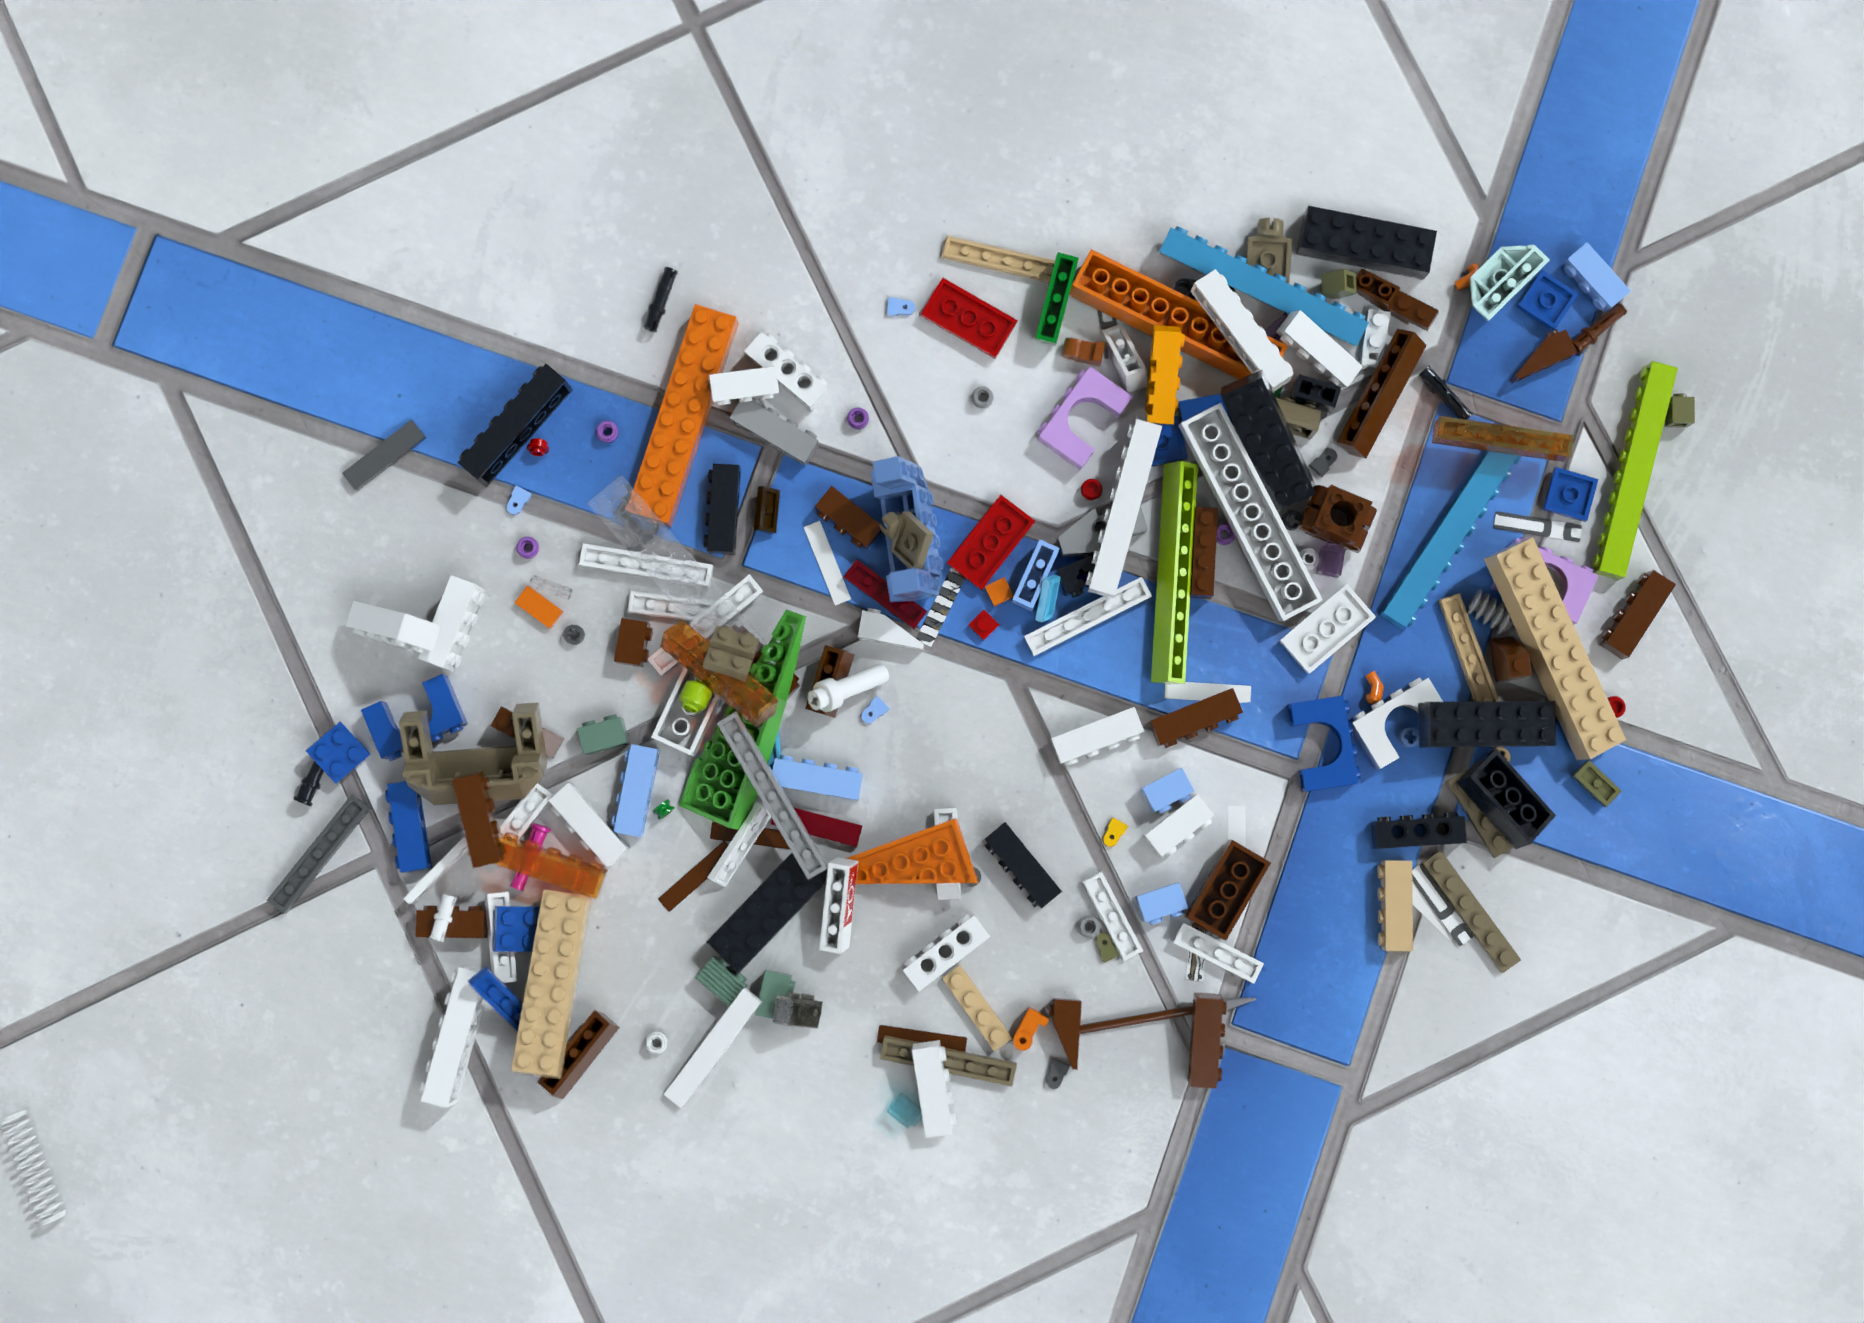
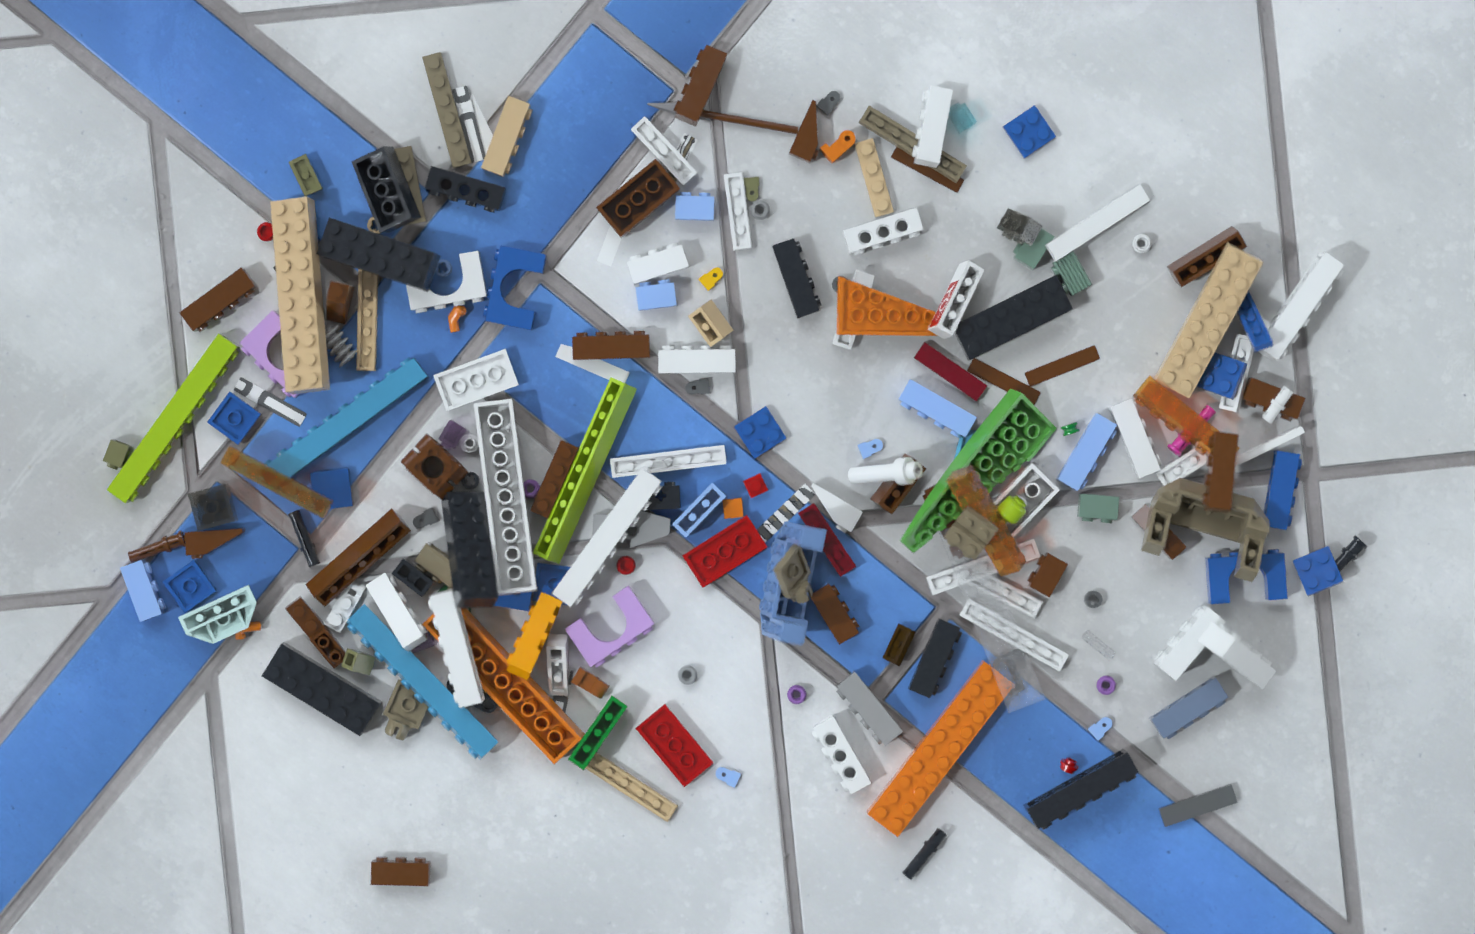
camera: 160 degrees left, 5 degrees up
(318, 854) = (1361, 494): dark grey plate -> none
(428, 555) = (1189, 707): none -> sand blue brick
(539, 607) = (1114, 632): orange tile -> none
(607, 425) = (1009, 764): medium lavender plate -> none
(740, 845) = (1017, 377): white tile -> none
(743, 385) = (881, 753): white brick -> none
(772, 795) = (978, 406): light grey plate -> none
(824, 1122) = (1029, 131): none -> blue plate
(827, 563) = (865, 583): white sticker -> none
(999, 684) = (760, 432): none -> blue plate
(1048, 598) = (696, 487): medium azure tile -> none
(1081, 711) = (702, 387): none -> dark grey piece
(1097, 782) = (710, 323): none -> tan brick
(1209, 83) = (400, 871): none -> reddish brown brick
(1435, 460) = (334, 485): none -> blue tile
(1557, 390) = (212, 507): none -> clear smoke brick

